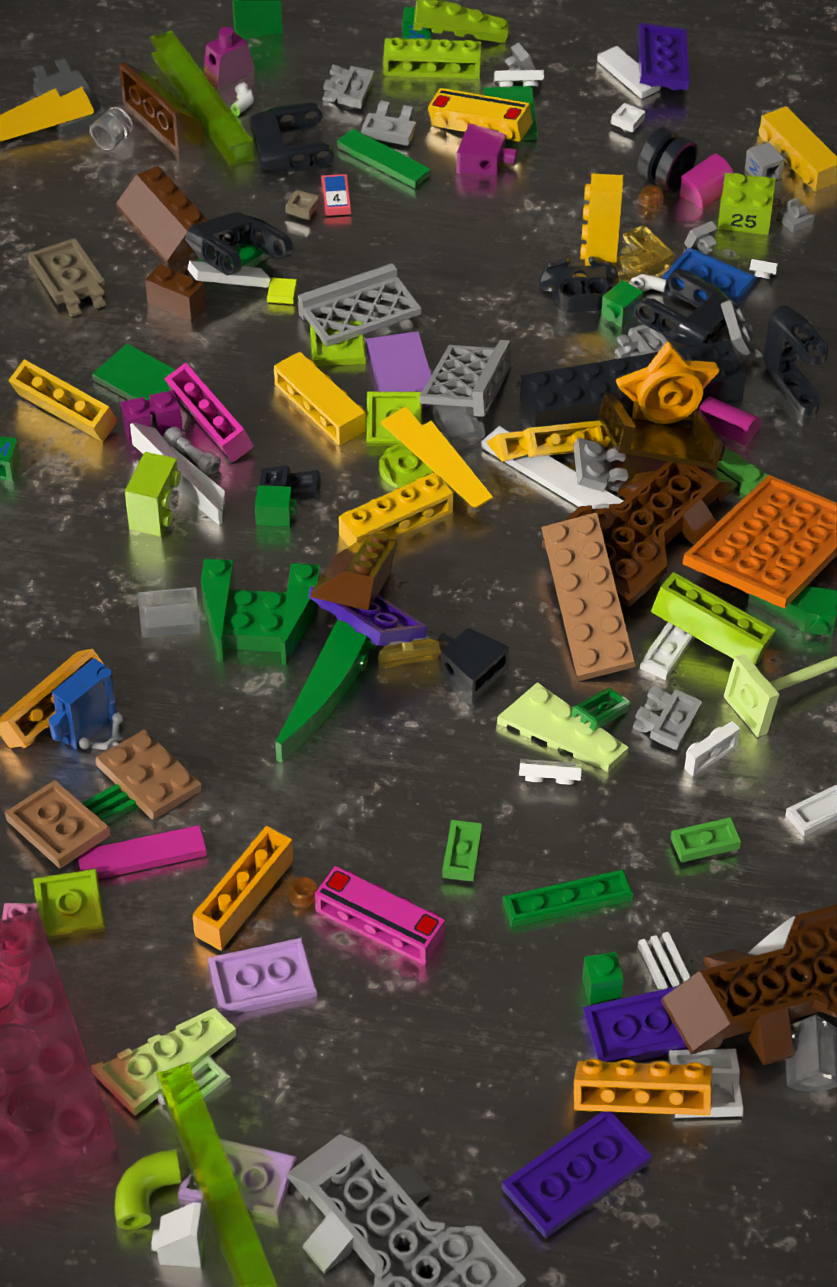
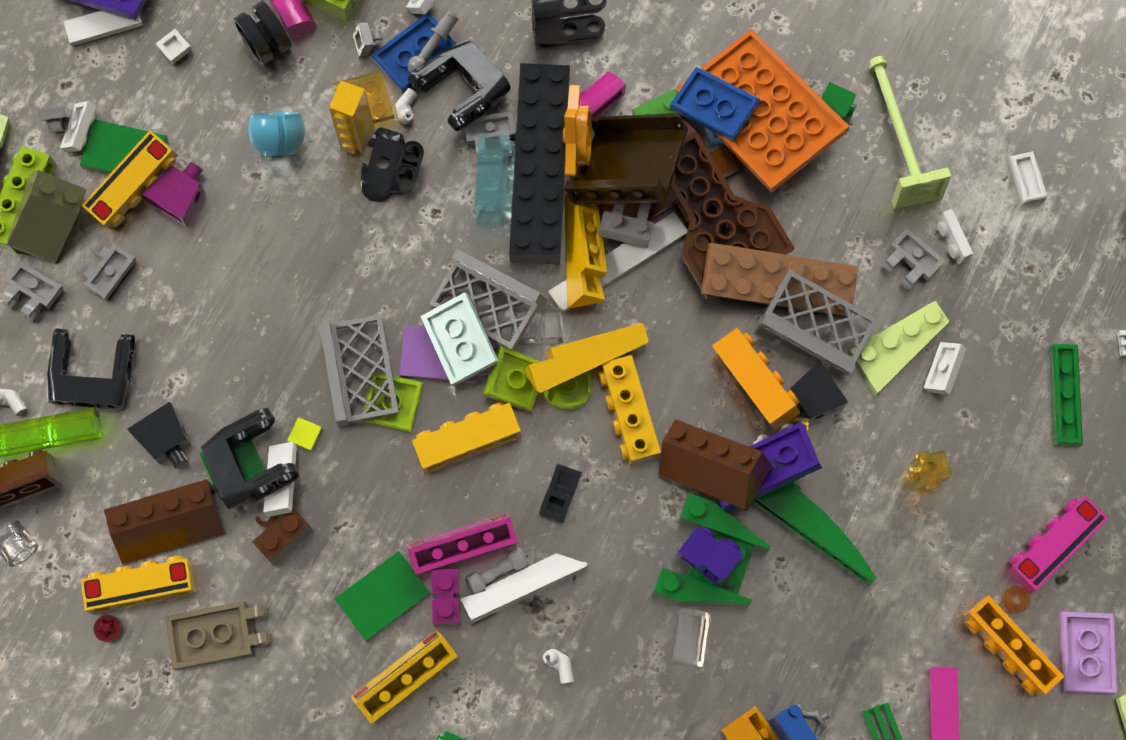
camera: 75 degrees left, 25 degrees up
(53, 208) = (107, 628): none -> dark red tile
(98, 213) = (138, 585): none -> yellow brick
(113, 520) = (561, 663): none -> white arm
(148, 774) = (864, 697): medium nougat plate -> none
(150, 493) = (557, 618): lime brick -> none
(246, 194) = (163, 435): none -> black torso
(251, 585) = (708, 556): none -> dark purple brick
(274, 506) = (590, 513): green brick -> none
(302, 204) = (192, 383): dark tan plate -> none
(336, 195) = (185, 348): tile -> none
(383, 158) = (146, 288): green tile -> none
(416, 361) = (459, 339): none -> light aqua plate
(419, 69) = (45, 215): none -> olive slope
(424, 774) = (929, 469): none -> clear yellow brick
(462, 850) = (1006, 461): bright green plate -> none
(466, 595) = (756, 379): none -> light orange brick
(529, 626) = (808, 342): none -> light grey fence
(567, 190) = (276, 133): none -> medium azure piece
(605, 712) = (904, 323): green tile -> none
(607, 342) = (493, 172): none -> clear light blue brick
(620, 302) = (429, 136): green brick -> none
(651, 197) = (288, 58): clear orange plate -> none
(666, 651) = (829, 228): white tile -> none
(705, 839) = (1040, 273): bright green plate -> none
(713, 623) = (835, 190): lime brick -> none
(734, 282) = (440, 32): none -> light grey pin
(739, 332) = (497, 50): light grey plate -> none
(762, 499) = (715, 104): none -> blue tile

